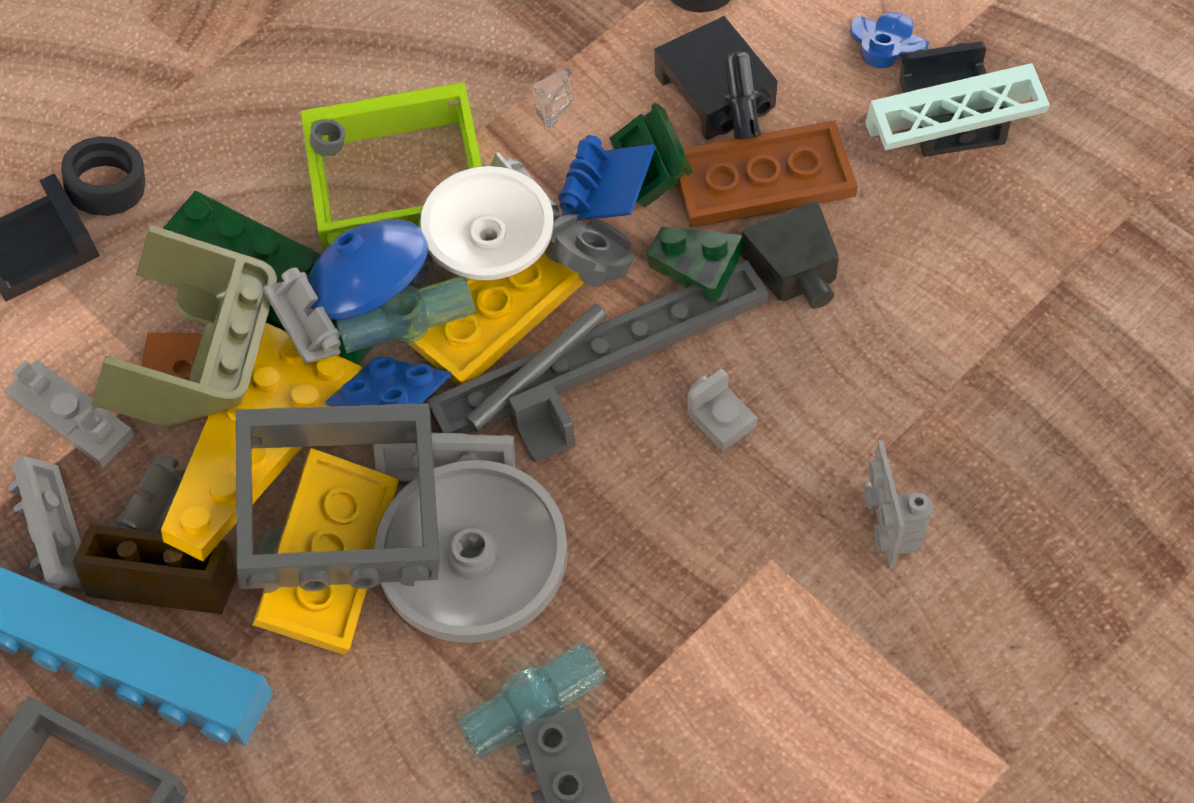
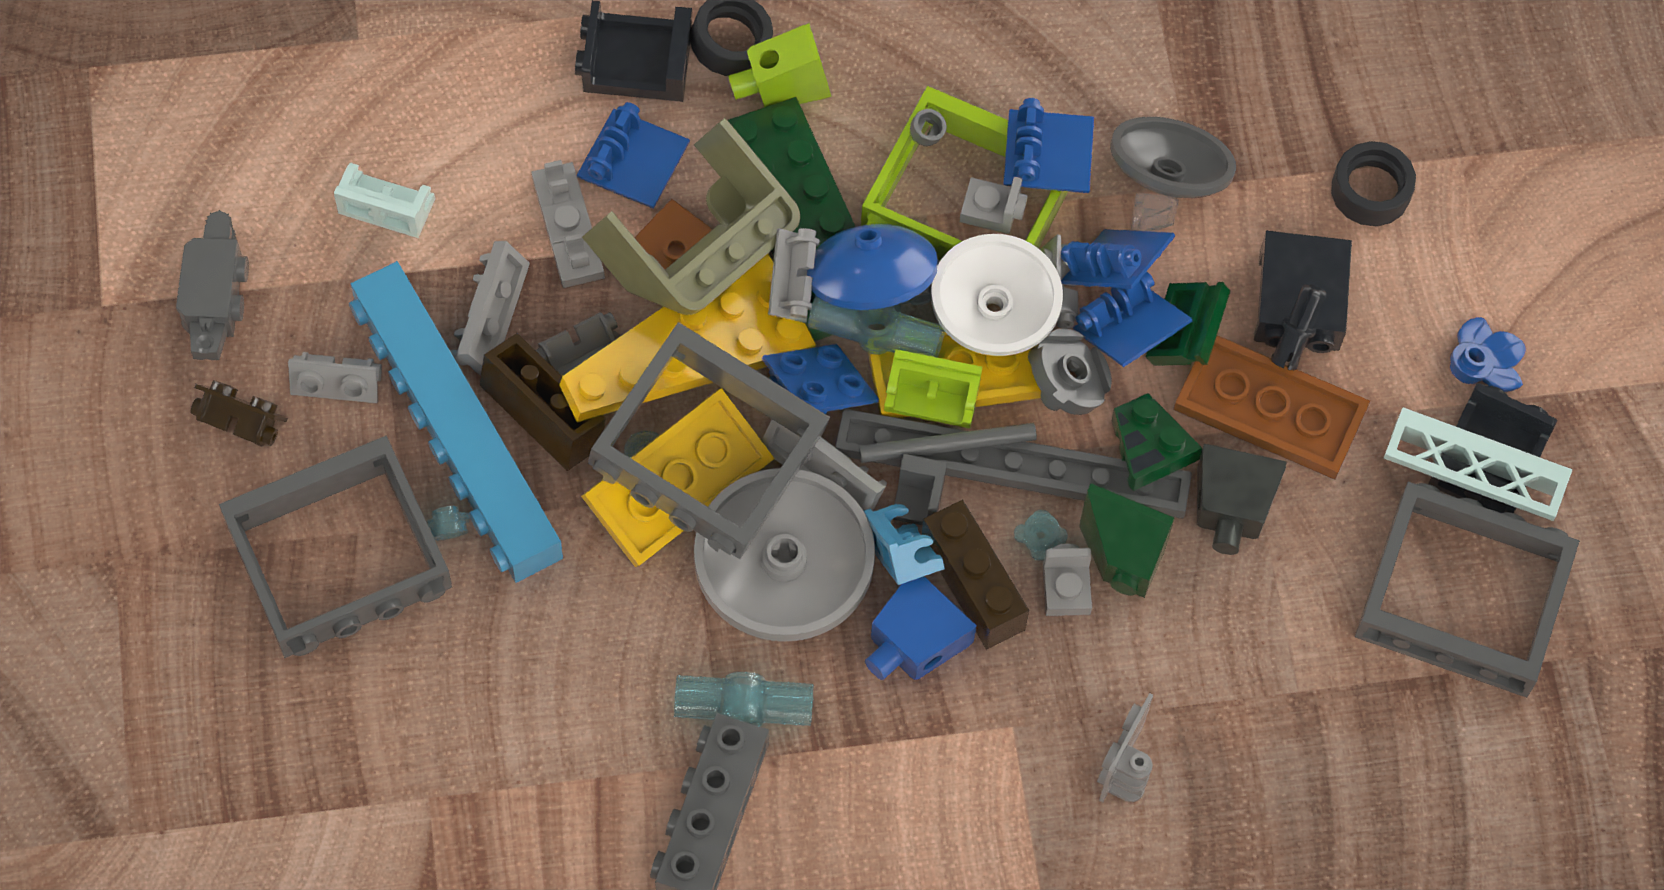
camera: 30 degrees right, 5 degrees up
(87, 322) = (633, 157): none -> blue hinge
(144, 734) = (448, 523): none -> clear light blue plate
(170, 171) = (783, 70): none -> lime torso
(427, 161) = (993, 204): none -> light grey bracket
(437, 93) = (1048, 149): none -> blue hinge
(491, 330) = (933, 388): none -> lime hinge
(538, 46) = (1172, 157): none -> dark grey dish
(555, 141) = (1113, 258): none -> blue hinge
(569, 478) = (902, 550): none -> dark azure hinge
(633, 534) = (918, 631): none -> blue torso
(643, 455) = (976, 575): none -> dark brown brick
(667, 378) = (1040, 522): none -> clear light blue plate
(742, 339) = (1124, 539): none -> dark green slope
(1041, 262) = (1449, 650): none -> dark grey window

